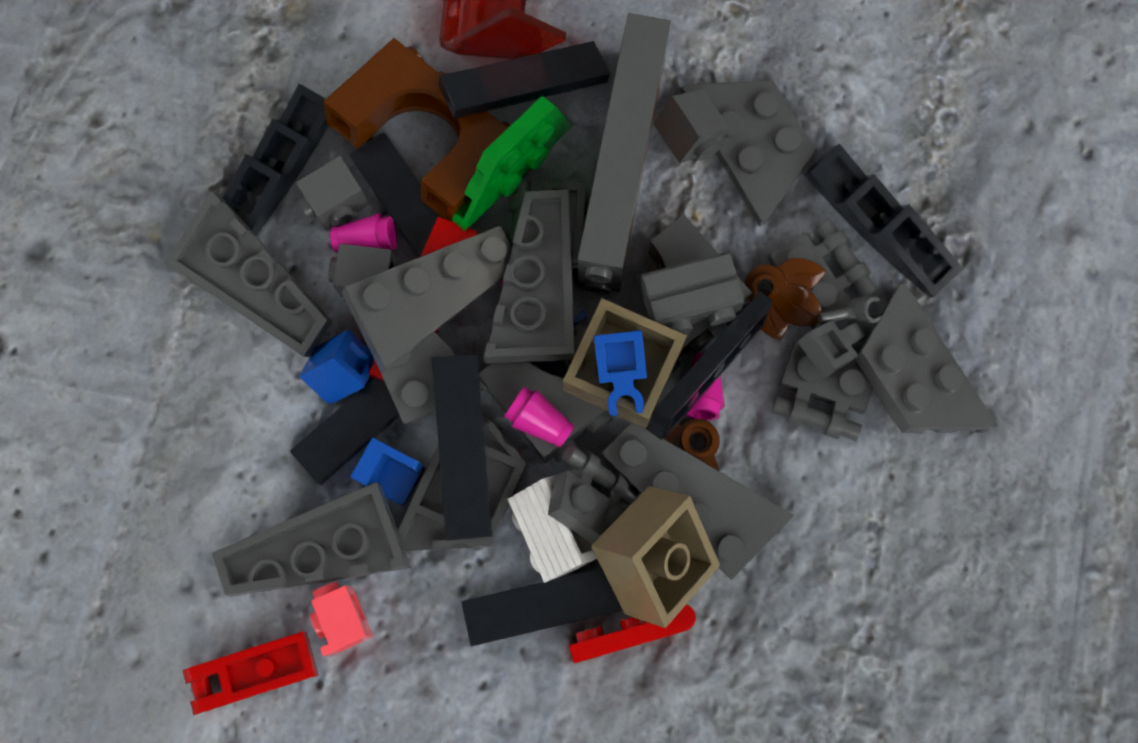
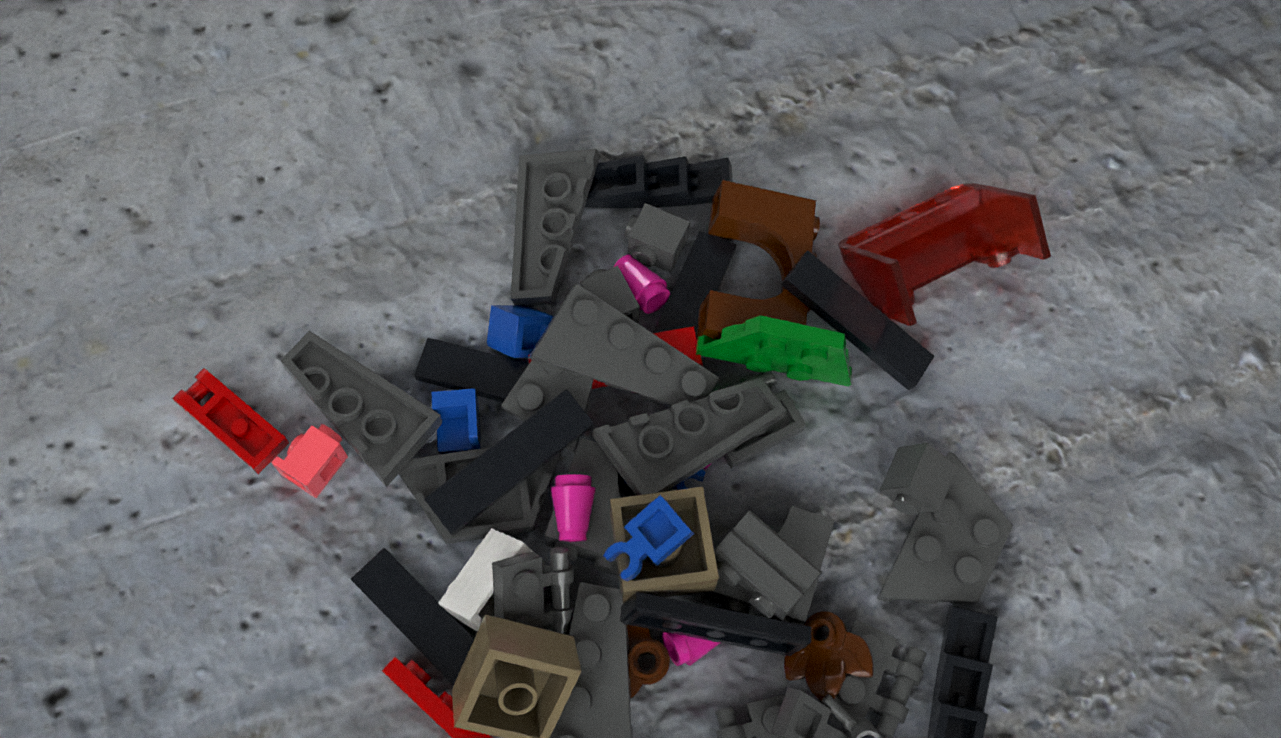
camera: 50 degrees right, 10 degrees down
(623, 154) = (849, 436): dark grey brick -> none

